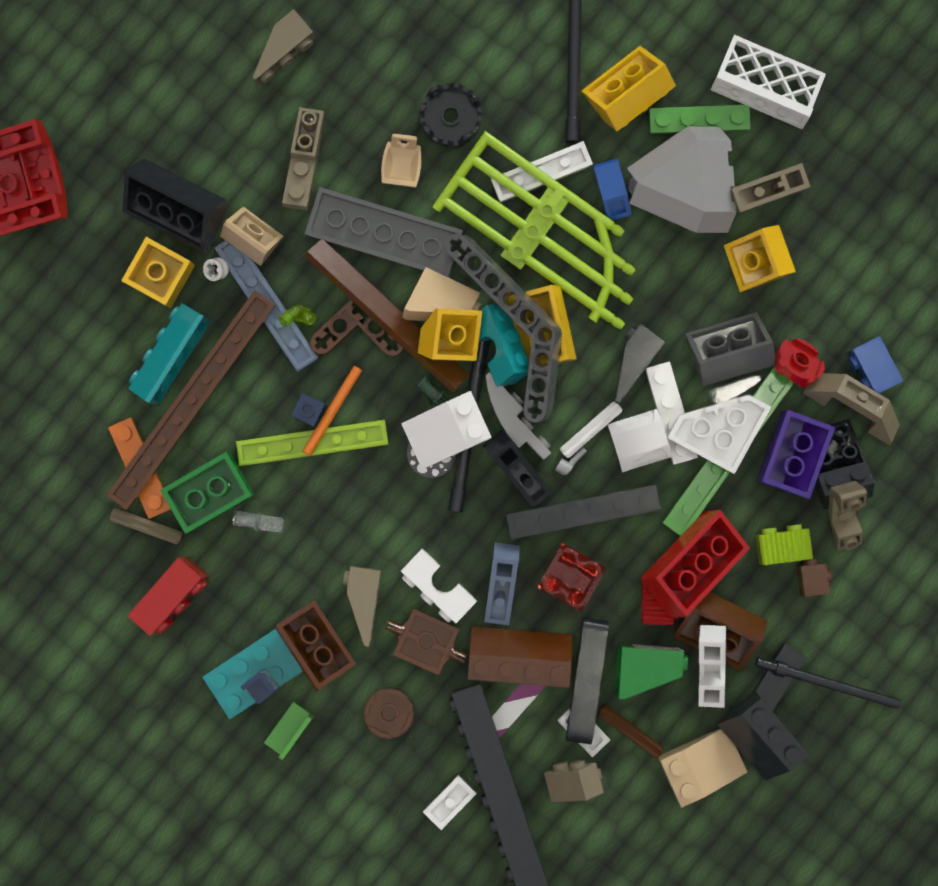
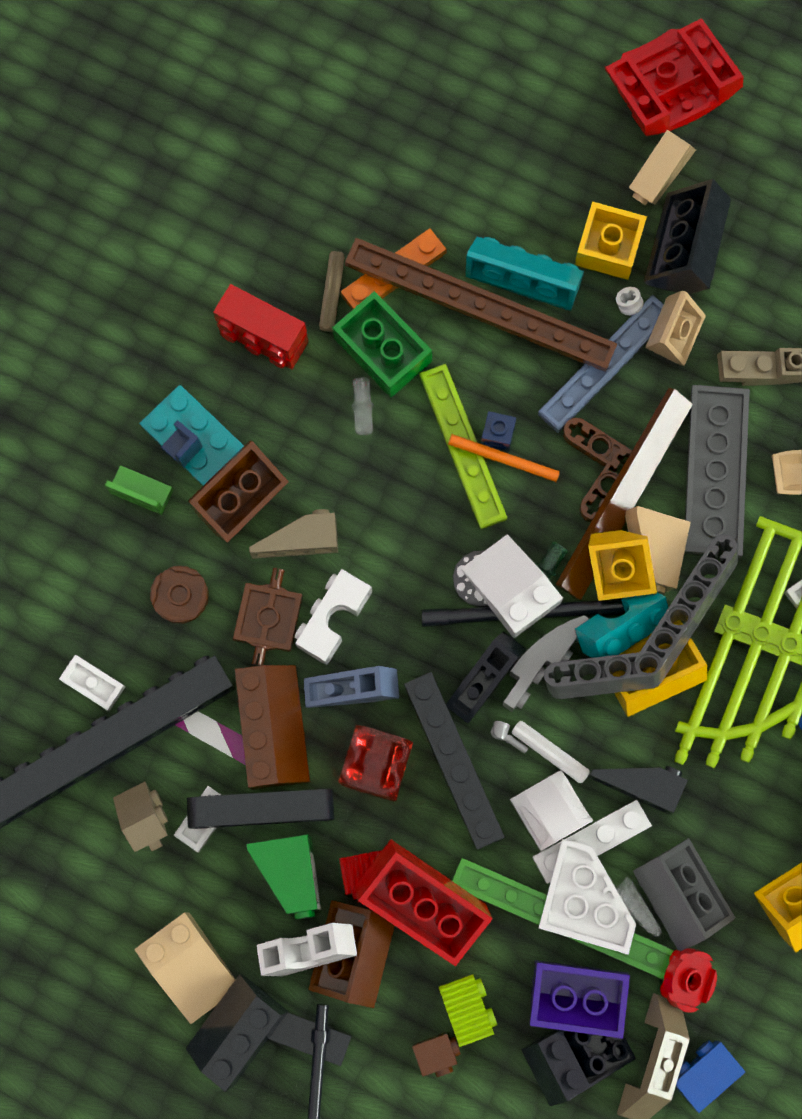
camera: 75 degrees right, 10 degrees down
(100, 211) = (661, 168): none -> tan slope
(298, 313) = (603, 397): clear neon green arm -> none
(630, 731) = (212, 874): reddish brown axle -> none
(843, 504) = (529, 1070): dark tan slope -> none

